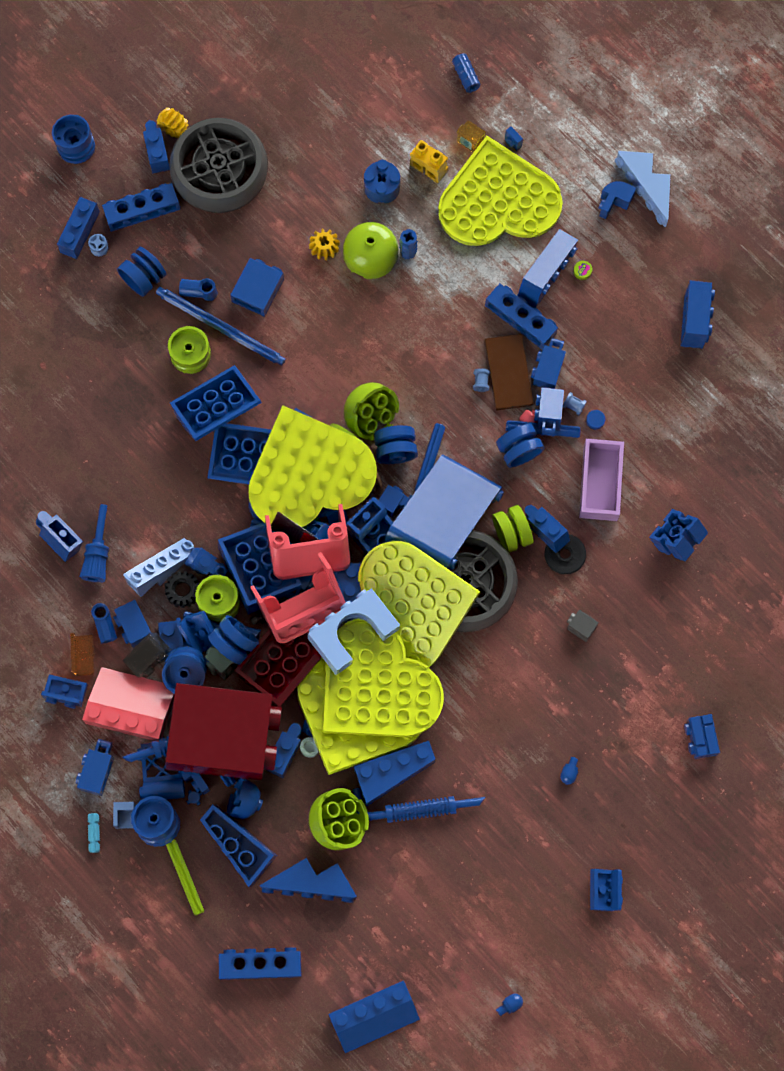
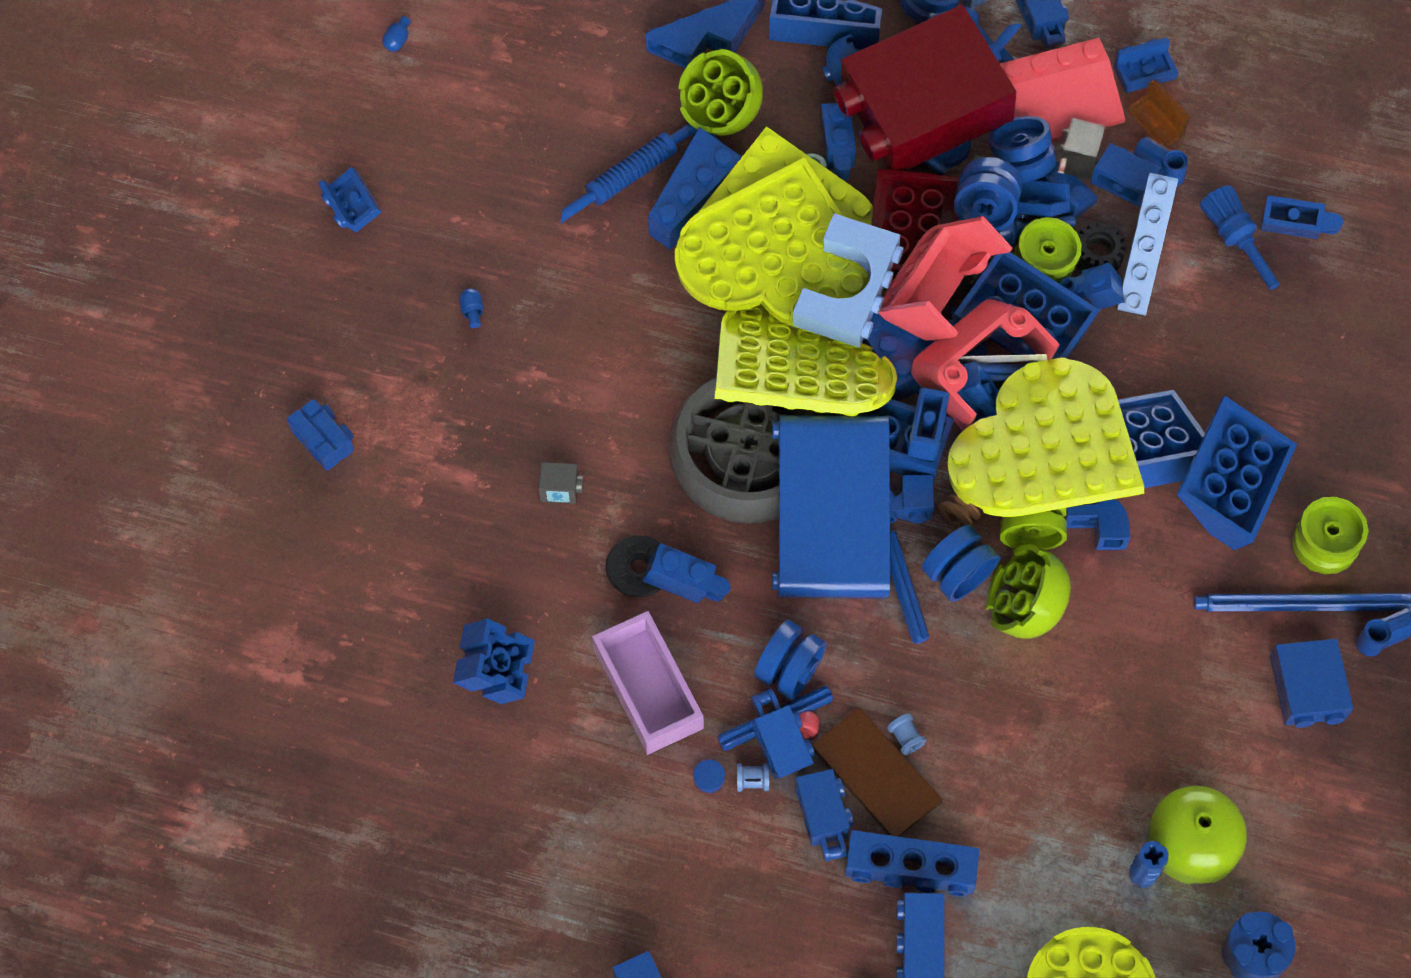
camera: 150 degrees right, 10 degrees down
(321, 238) = (1261, 809): yellow gear -> none
(512, 528) = (729, 542): lime wheel -> none

